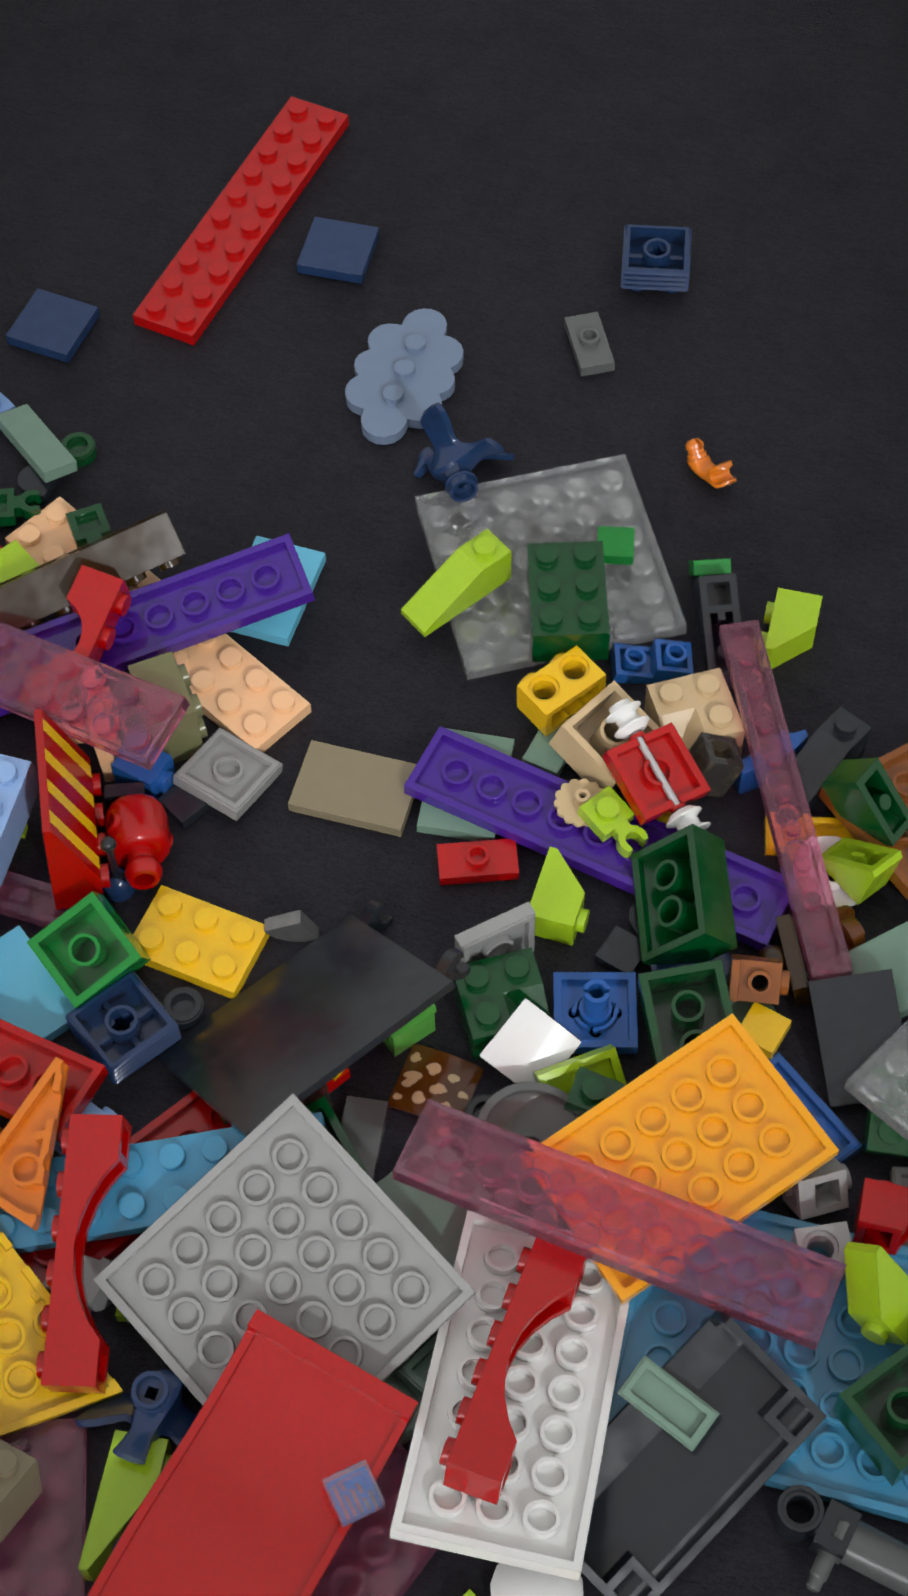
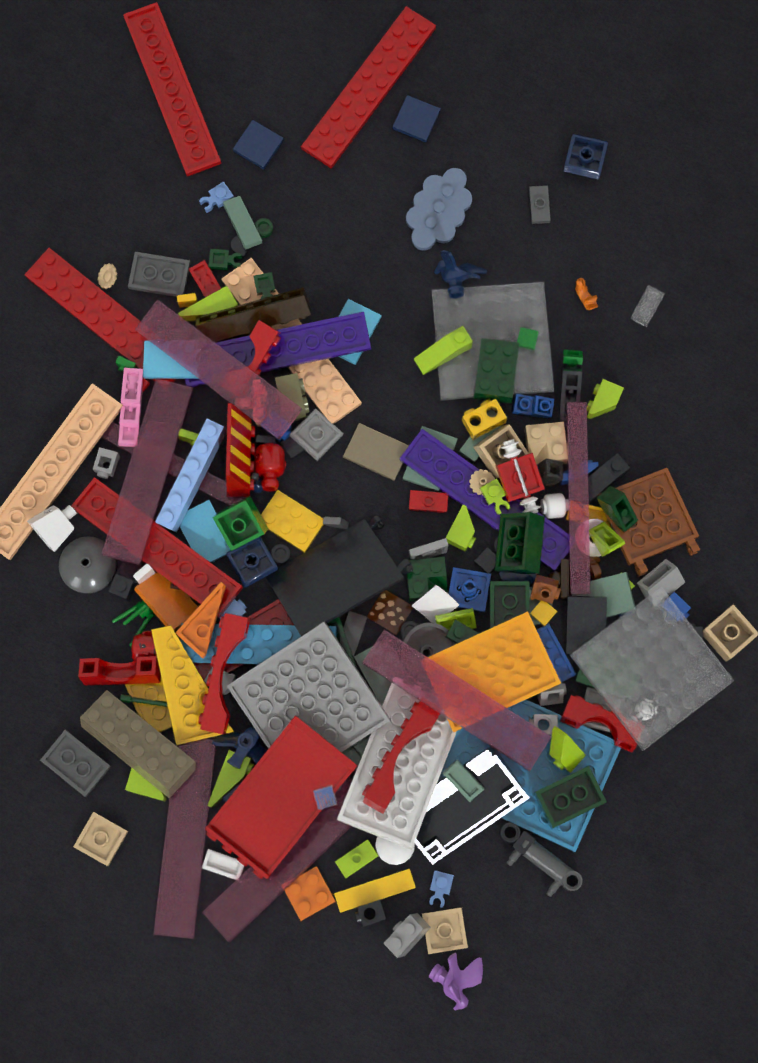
camera: 10 degrees right, 20 degrees up
(739, 824) = (554, 505): none -> white head
(829, 470) = (647, 306): none -> clear plate

